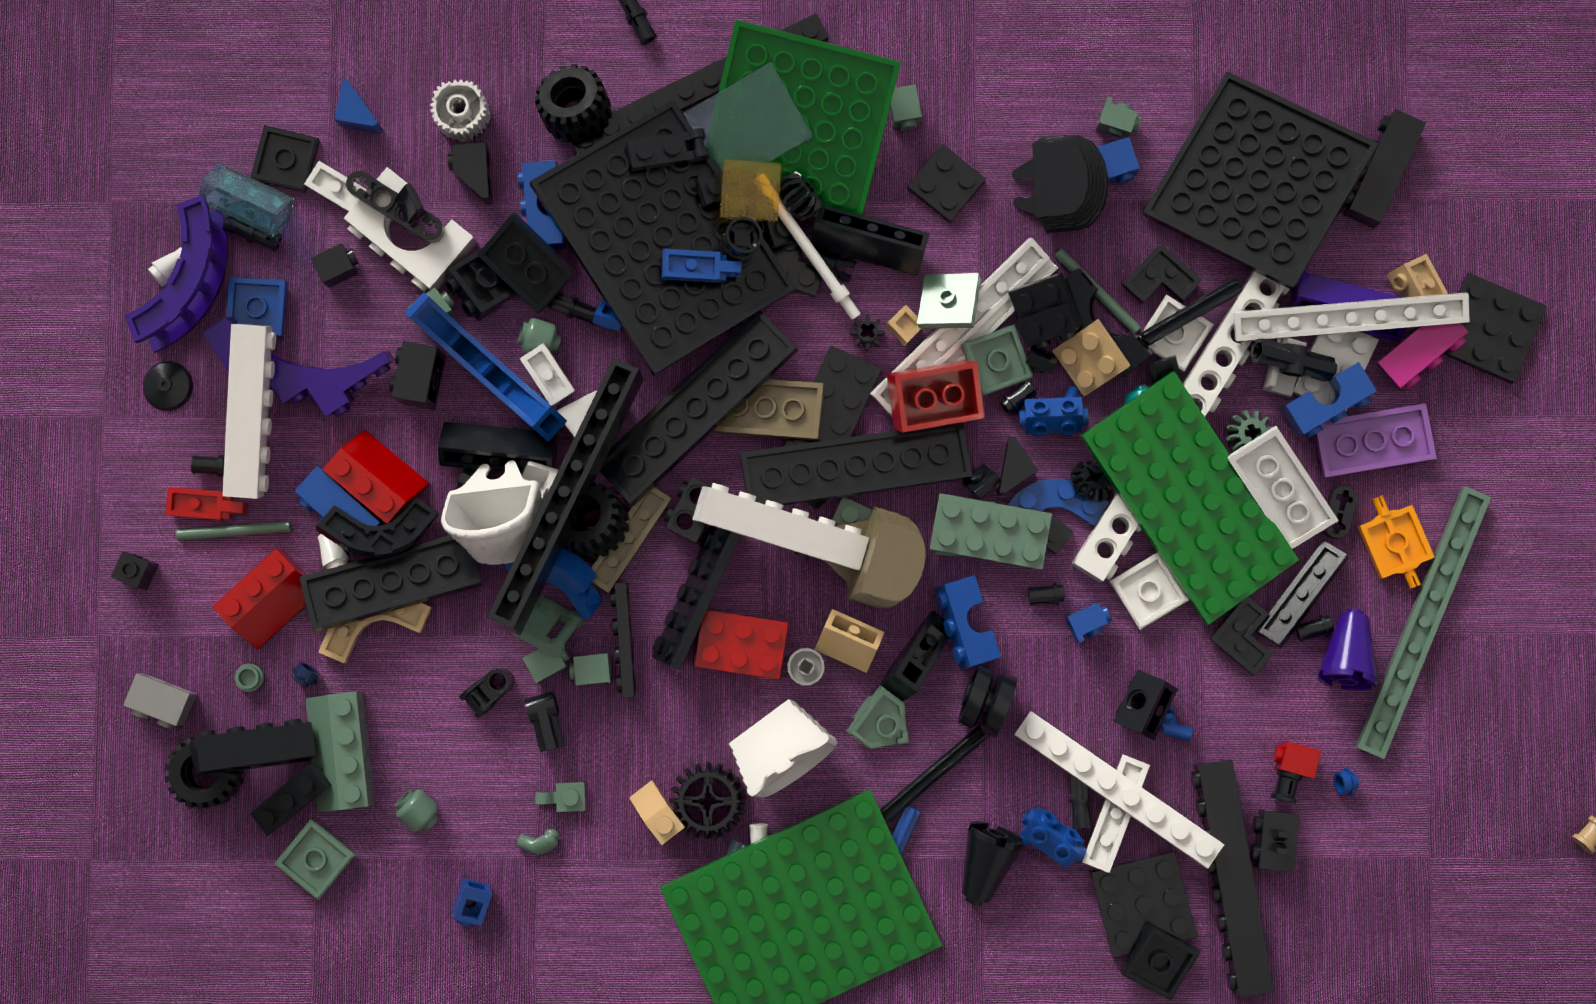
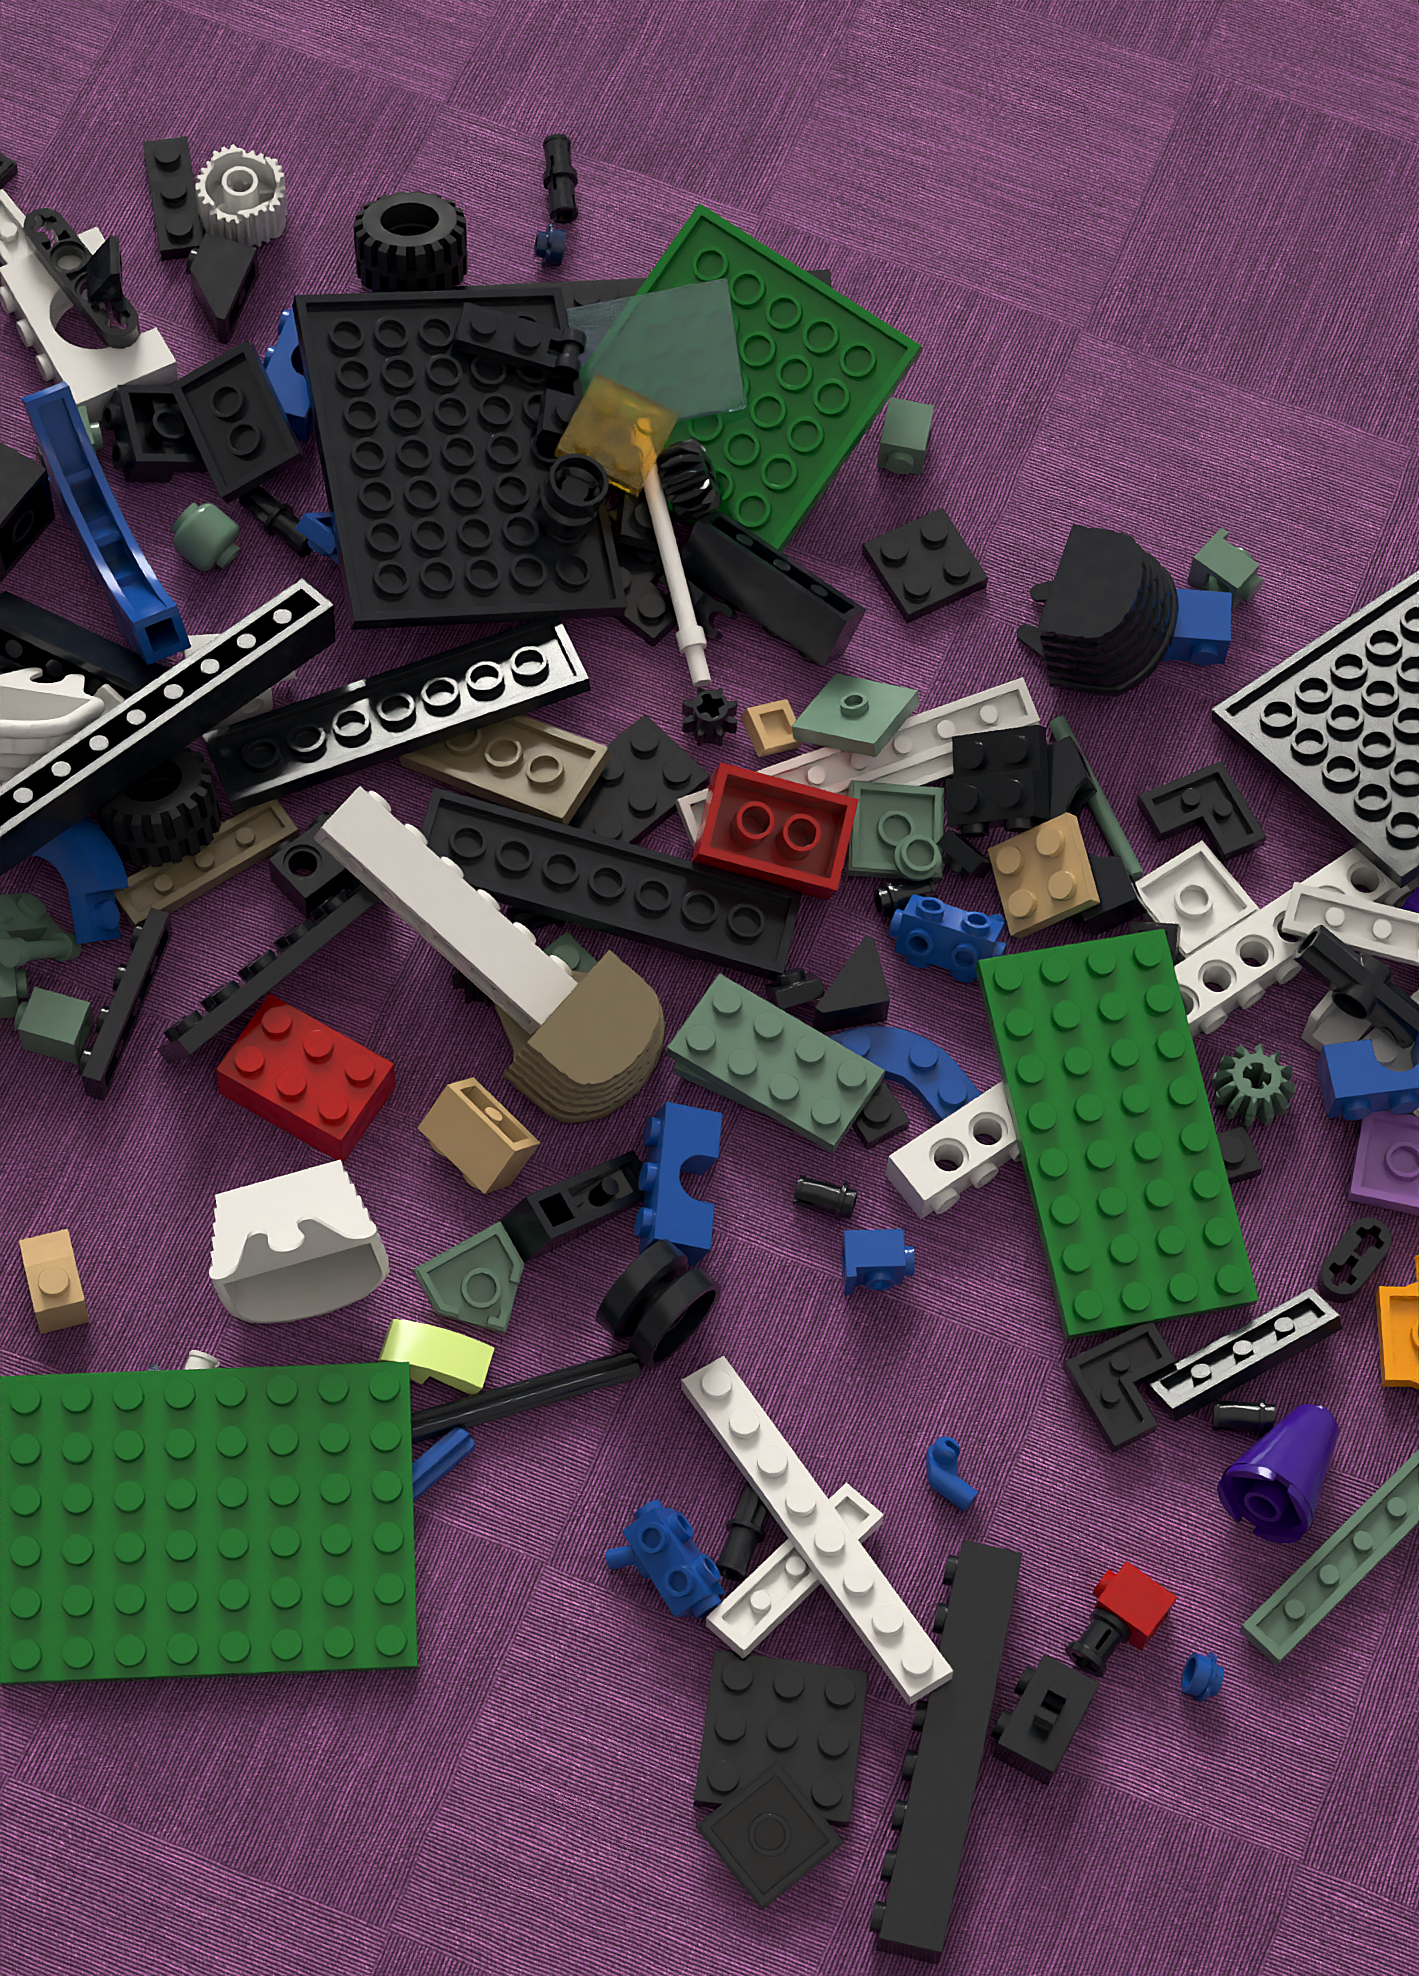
camera: 15 degrees right, 20 degrees down
(353, 112) = (84, 149): blue slope -> none
(418, 121) = (173, 197): none -> black plate
(547, 374) = (194, 580): white panel -> none
(650, 64) = (550, 246): none -> dark blue plate
(683, 800) = (176, 1307): black gear -> none
(698, 266) = (492, 505): blue hinge -> none
(806, 667) = (392, 1148): light grey wheel -> none
(879, 773) = (438, 1354): none -> yellowish green slope
(988, 860) = (549, 1556): black cone -> none
(1017, 375) = (917, 857): none -> sand green plate
(1090, 490) = (968, 1056): black gear -> none
(1148, 591) = (993, 1255): white plate -> none
(1148, 719) = (915, 1417): black brick -> none
(1191, 312) = (1228, 874): black axle -> none
(1282, 487) = (1272, 1173): white plate -> none

